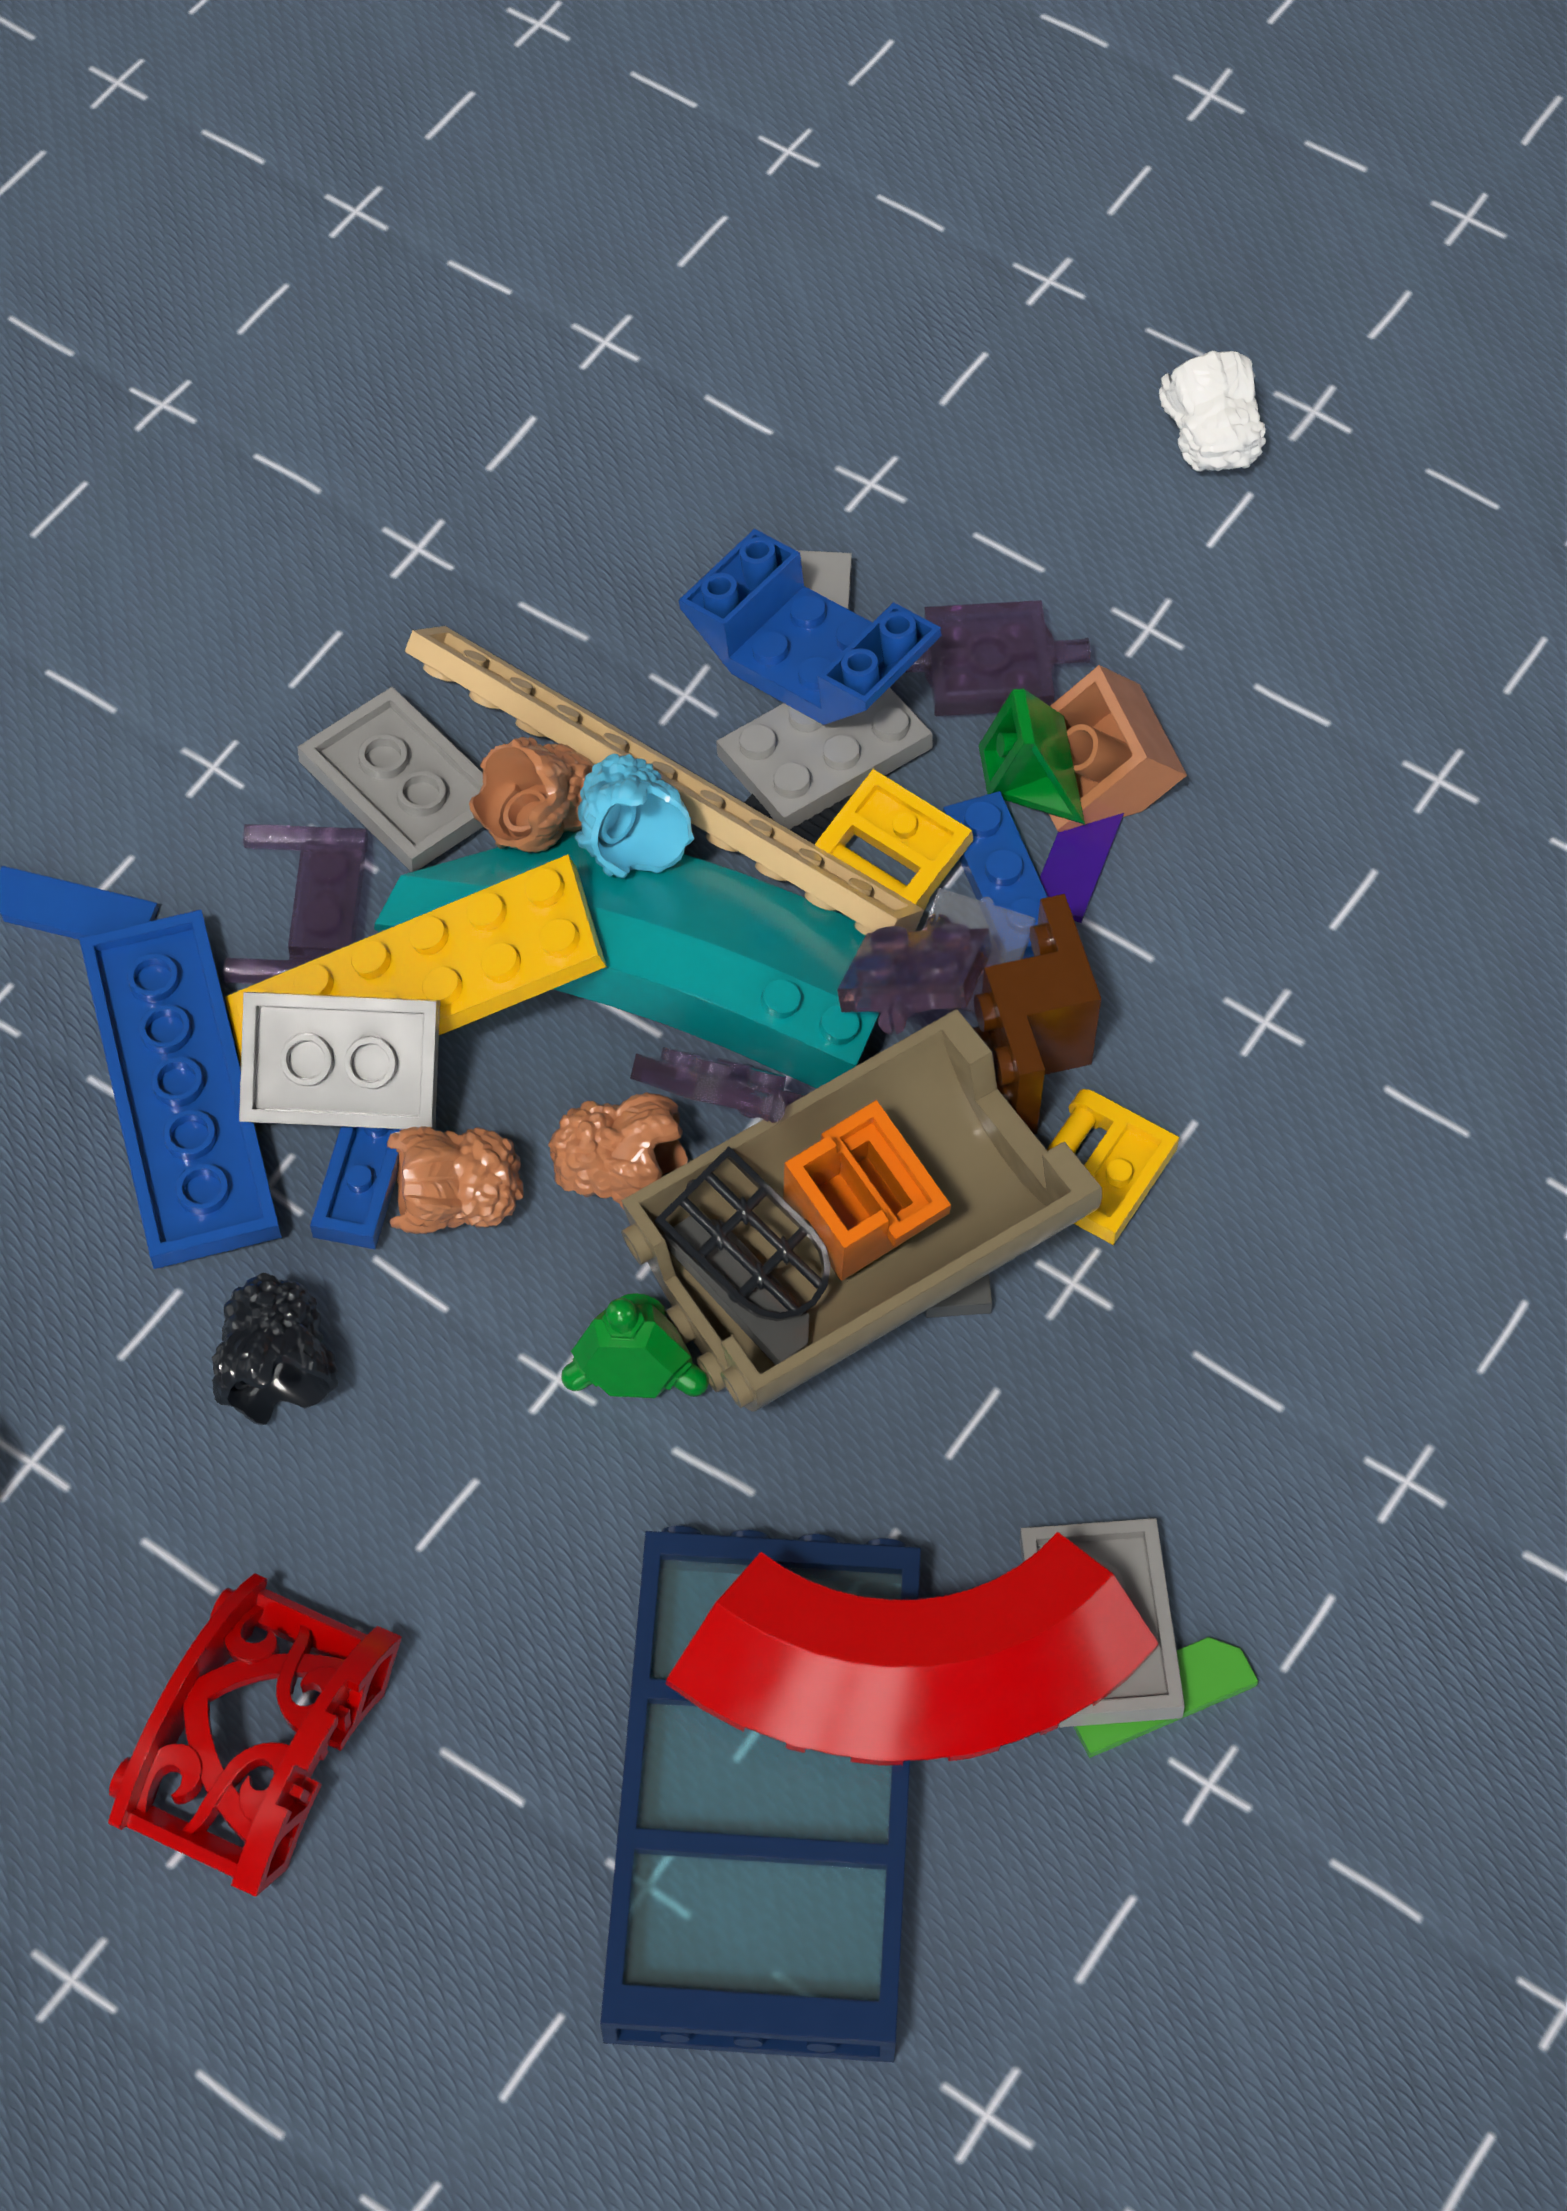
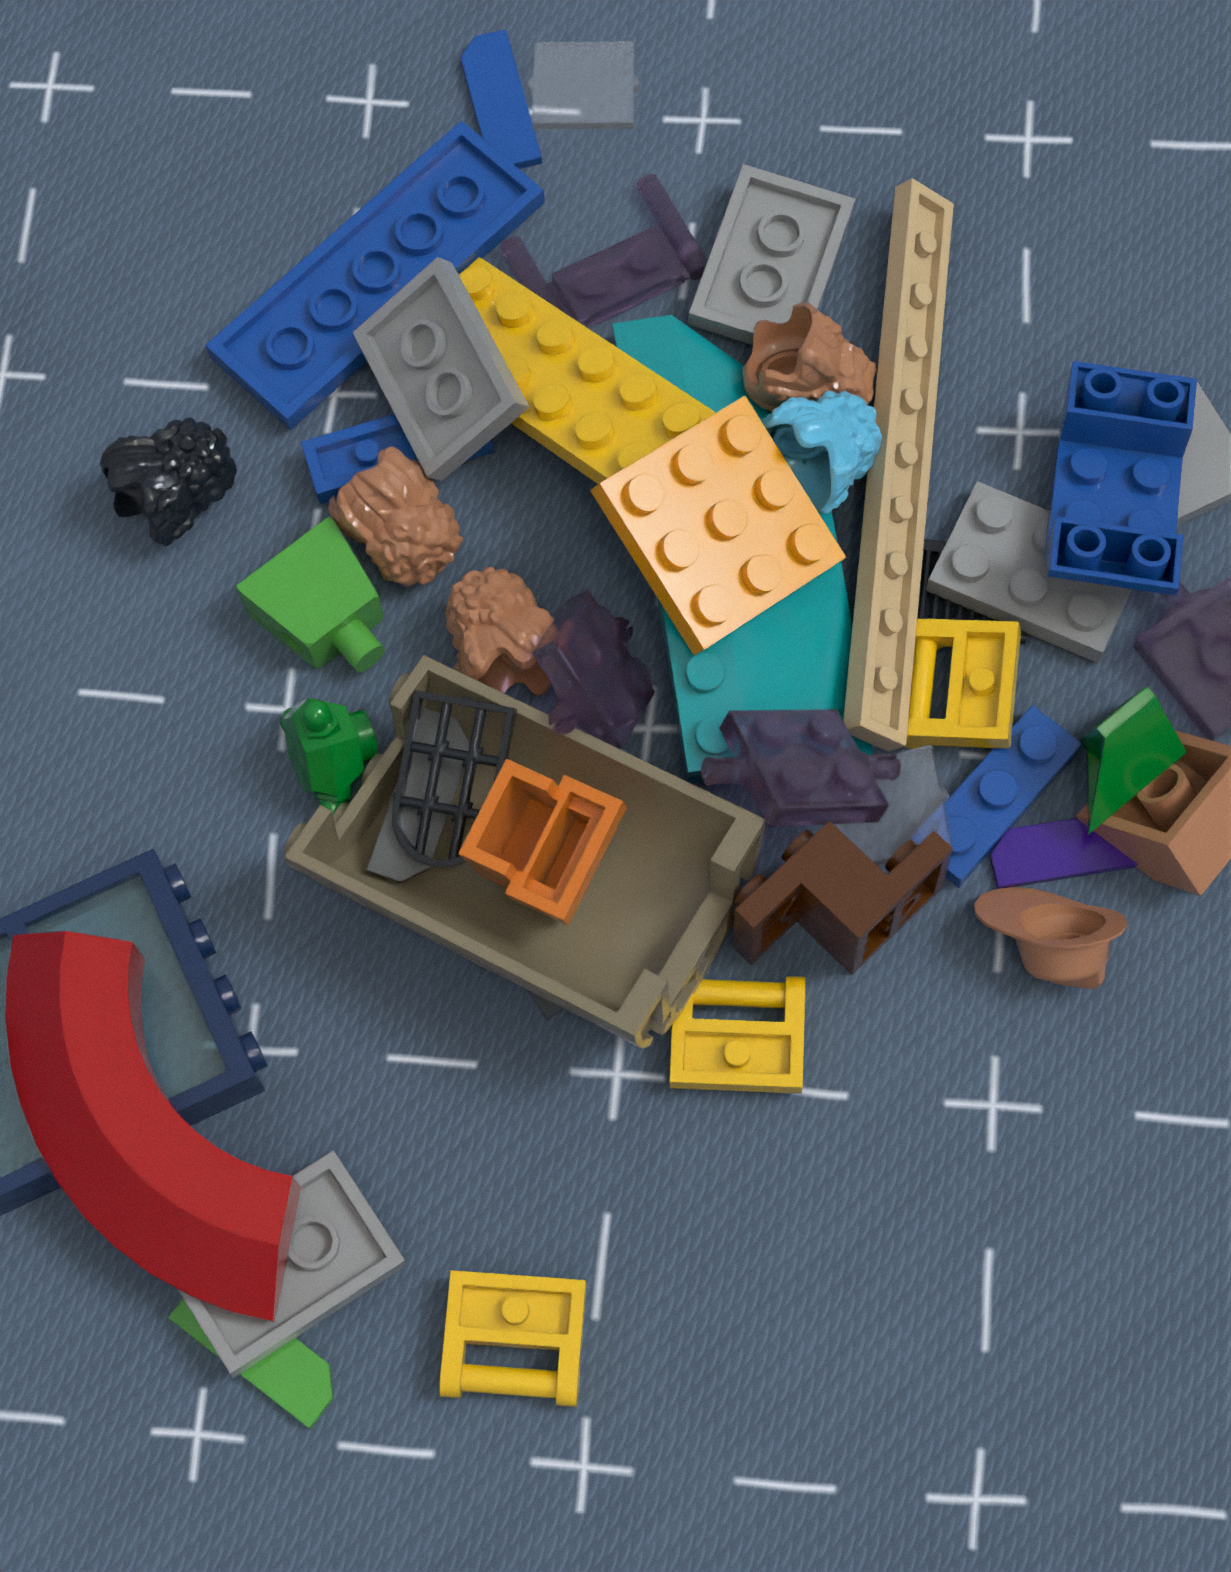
camera: 65 degrees right, 10 degrees up
(107, 836) = (583, 85): none -> clear piece
(480, 1288) = (317, 600): none -> bright green torso
(662, 909) = (718, 524): none -> light orange plate
(1158, 892) = (1054, 934): none -> nougat piece
(1251, 1458) = (513, 1314): none -> yellow plate

